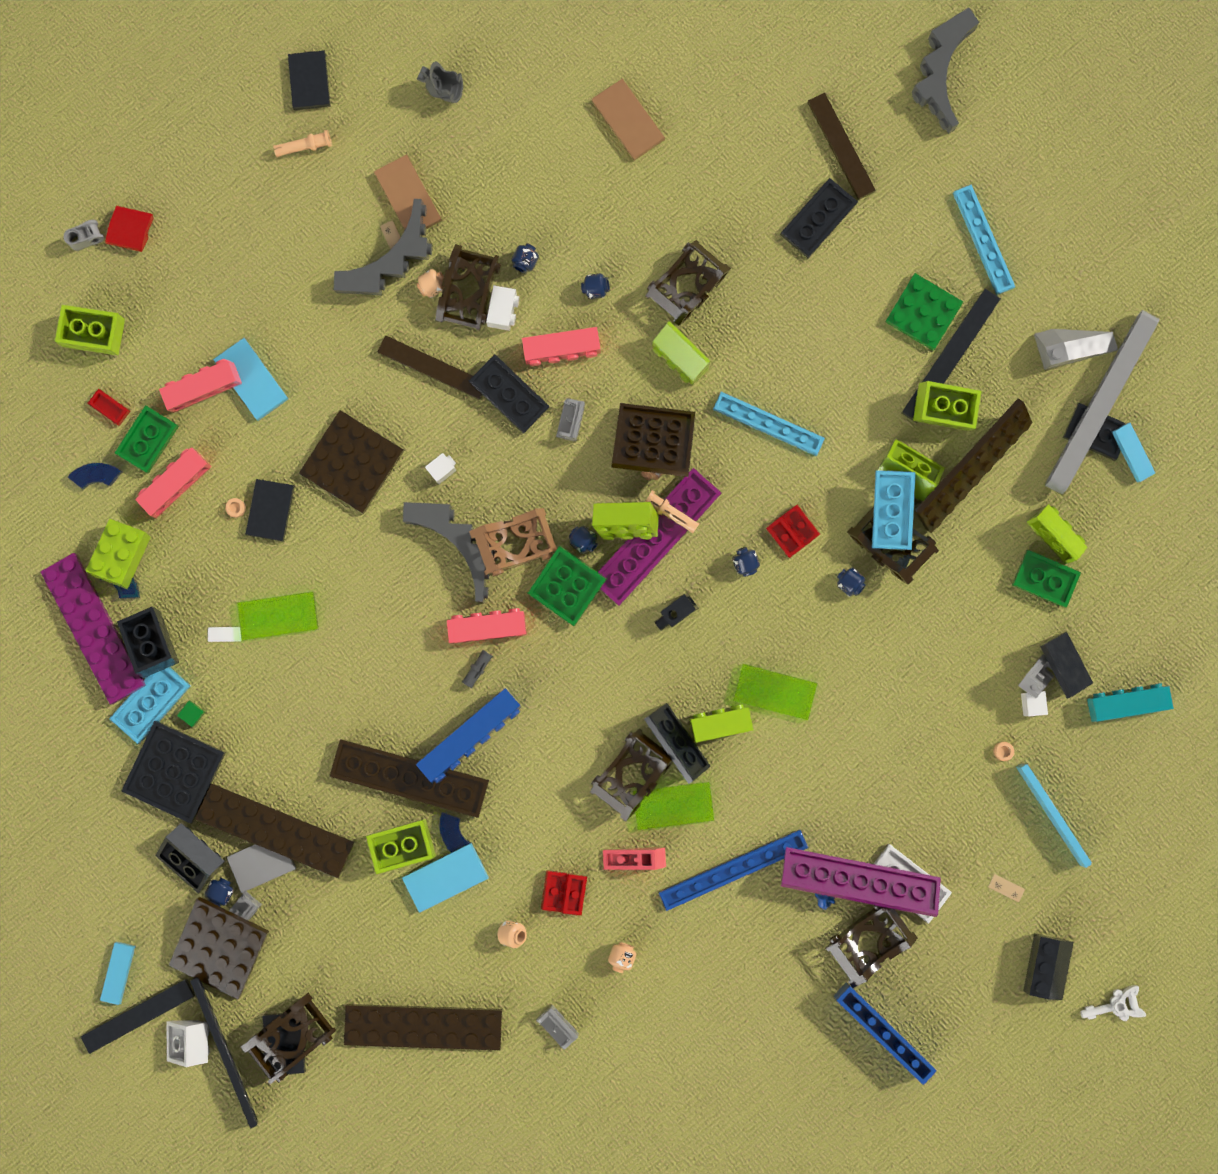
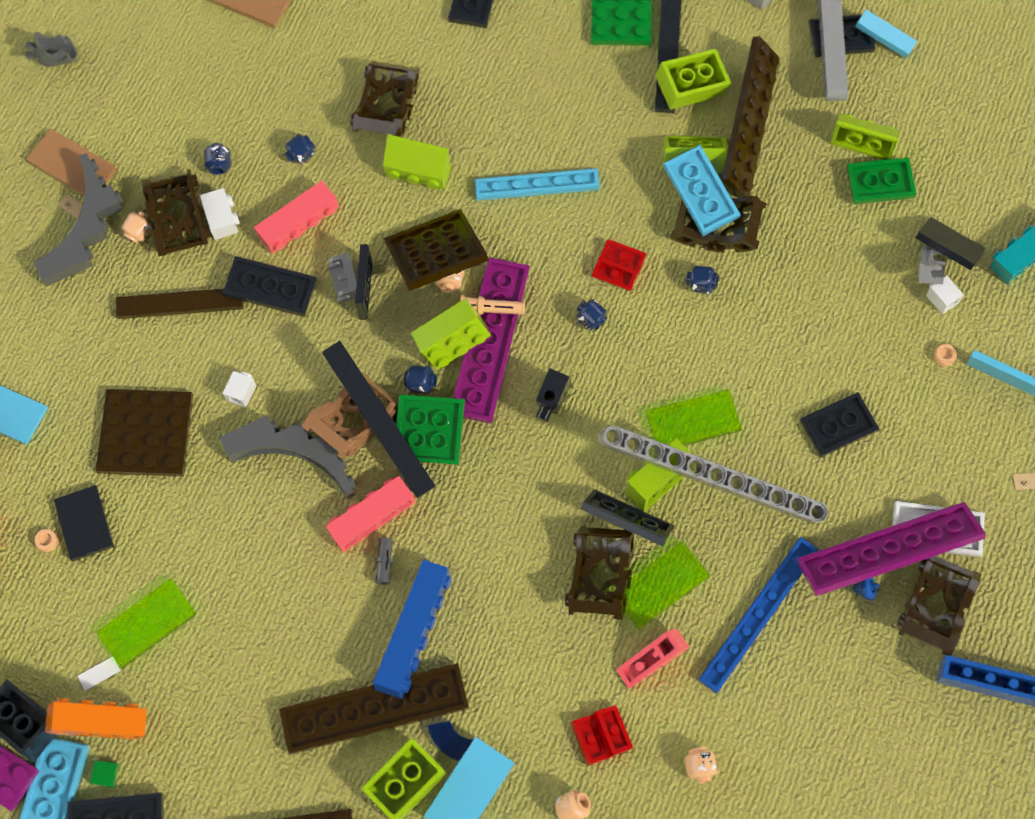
camera: 30 degrees left, 15 degrees down
(201, 676) = (96, 720): none -> orange brick
(531, 557) = (378, 419): none -> black tile
(582, 435) = (363, 282): none -> black tile
(752, 746) = (723, 479): none -> light grey beam
(885, 759) = (839, 424): none -> black tile

